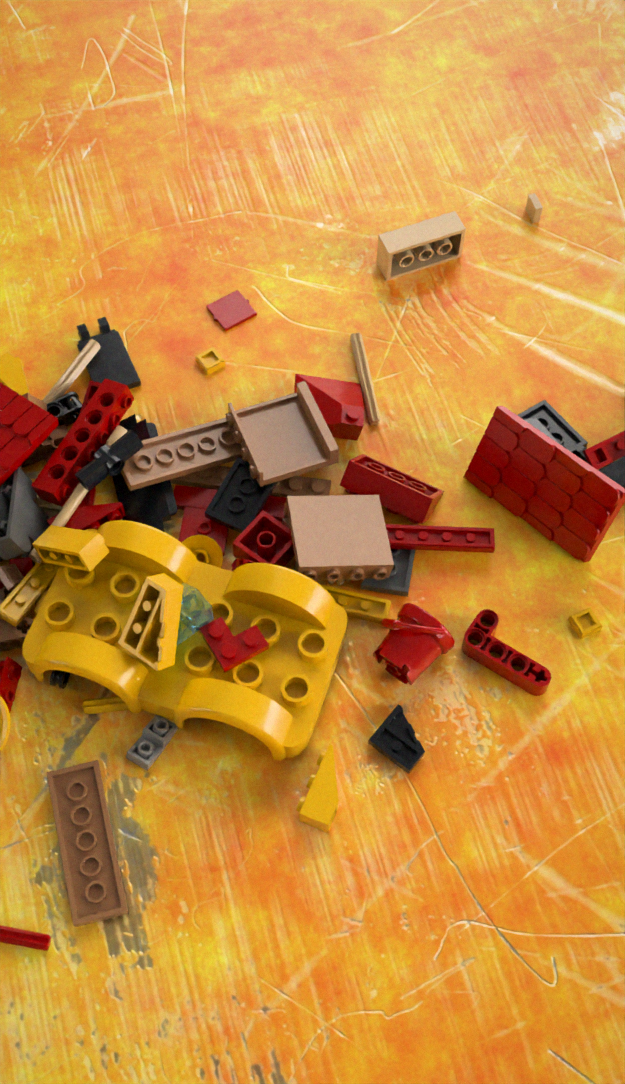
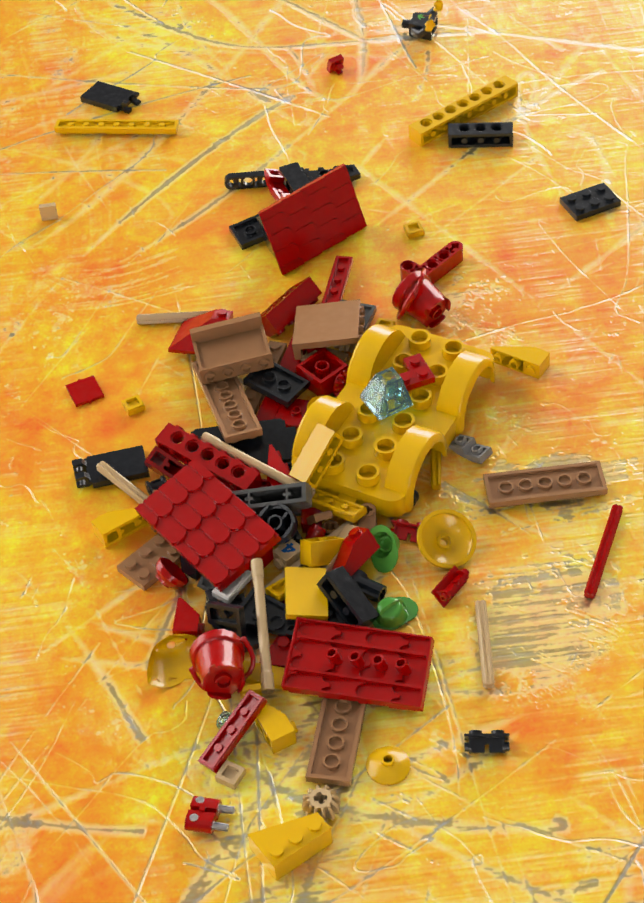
camera: 75 degrees left, 15 degrees down
(109, 460) = (239, 434): black piece -> none
(154, 622) = (398, 397): yellow wedge -> none
(398, 741) = (489, 322): black wing -> none
(420, 245) = (67, 269): tan brick -> none

